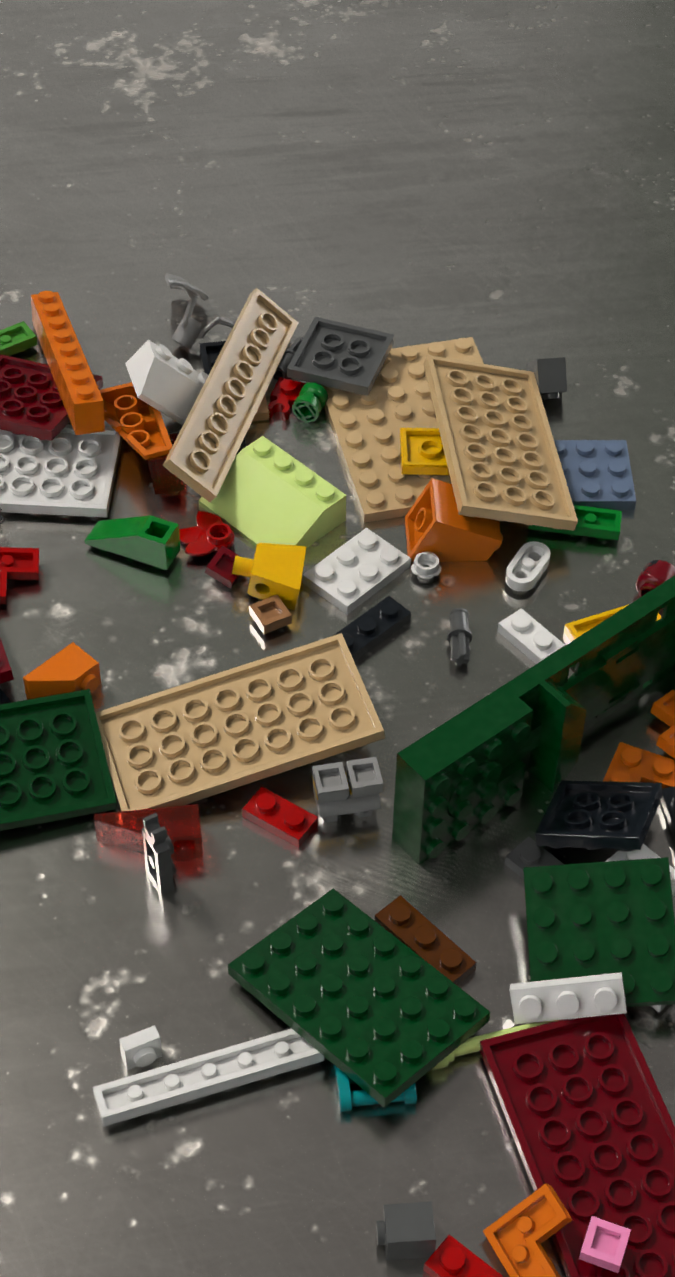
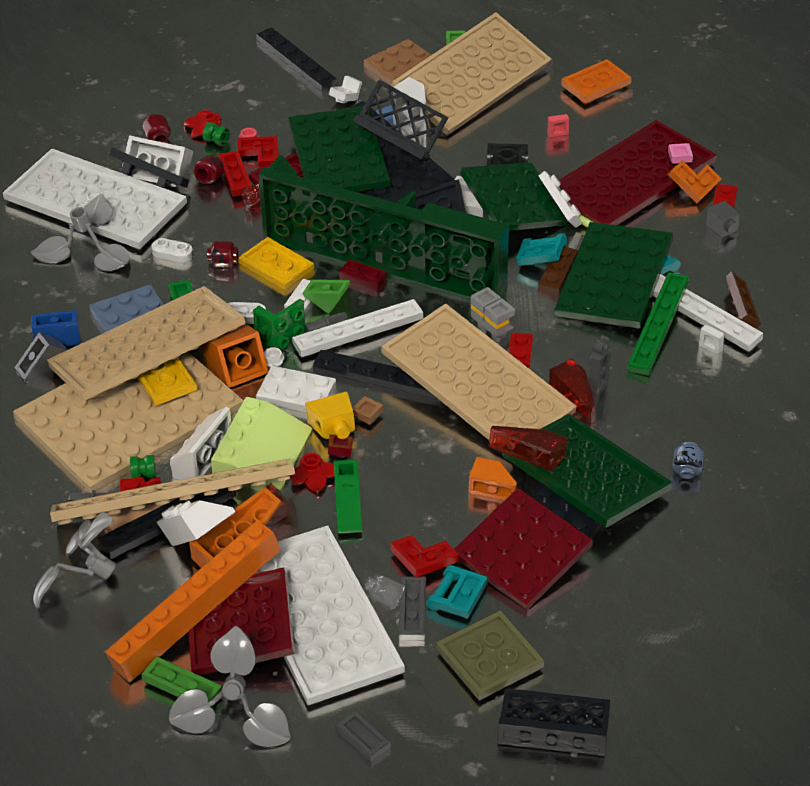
camera: 115 degrees left, 5 degrees down
(52, 706) = (531, 445): none -> clear red slope
(197, 1142) = (742, 300): none -> reddish brown plate
(221, 999) = (658, 324): none -> green tile
(297, 440) = (198, 450): none -> white slope
(340, 356) = (89, 457): dark grey plate -> none
(429, 660) = (357, 328): none -> white plate
(460, 915) = (541, 250): none -> teal plate
(461, 566) = (279, 328): none -> green bracket
(512, 647) = (326, 292): none -> bright green slope
(582, 390) = (60, 325): none -> blue brick

